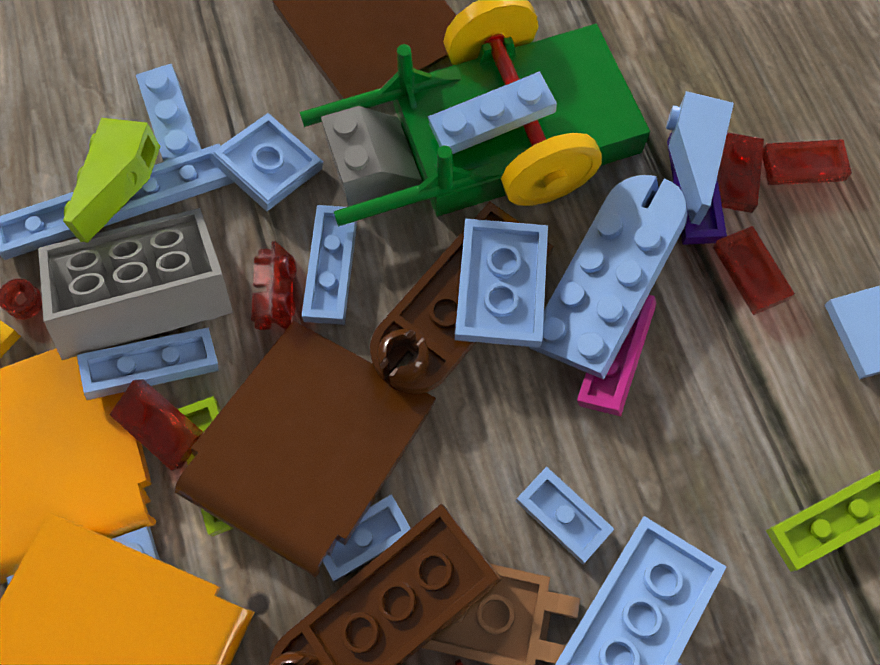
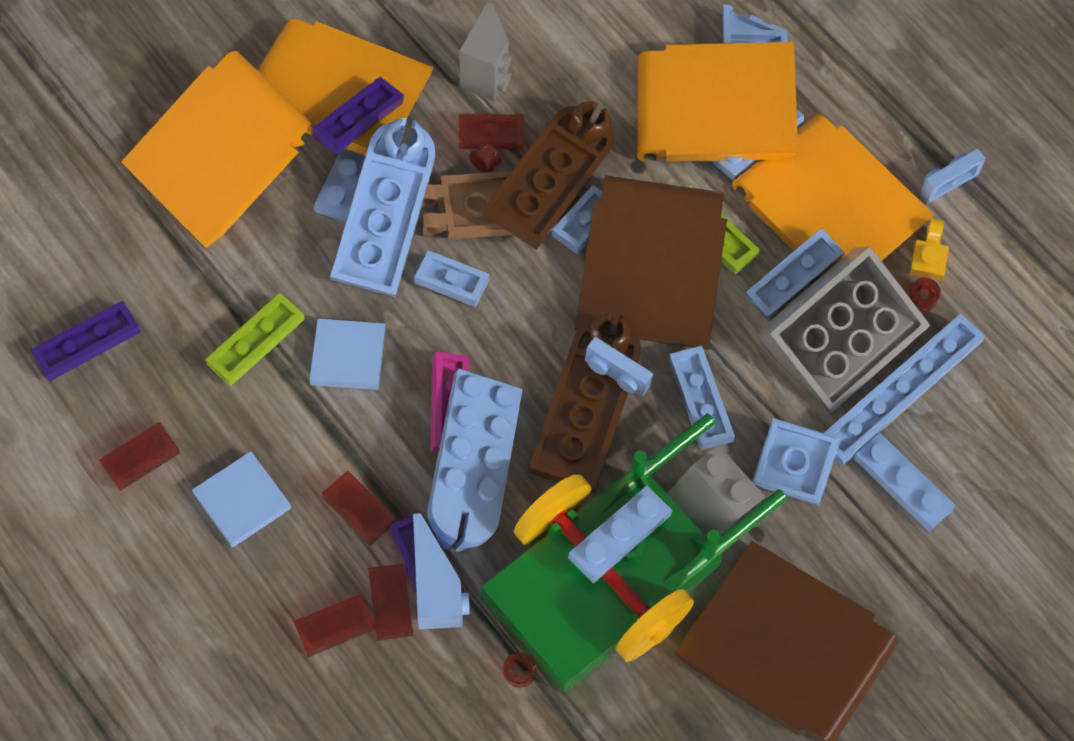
camera: 155 degrees right, 5 degrees down
(113, 172) = (907, 397): lime slope -> none
(156, 424) = (761, 231): clear red plate -> none
(275, 271) = (728, 351): clear red hinge -> none
(423, 316) = (609, 361): none -> light blue plate
(502, 283) = (558, 412): light blue plate -> none
(635, 66) = (524, 660): none -> clear red bush
(721, 463) = (347, 354): none -> light blue tile

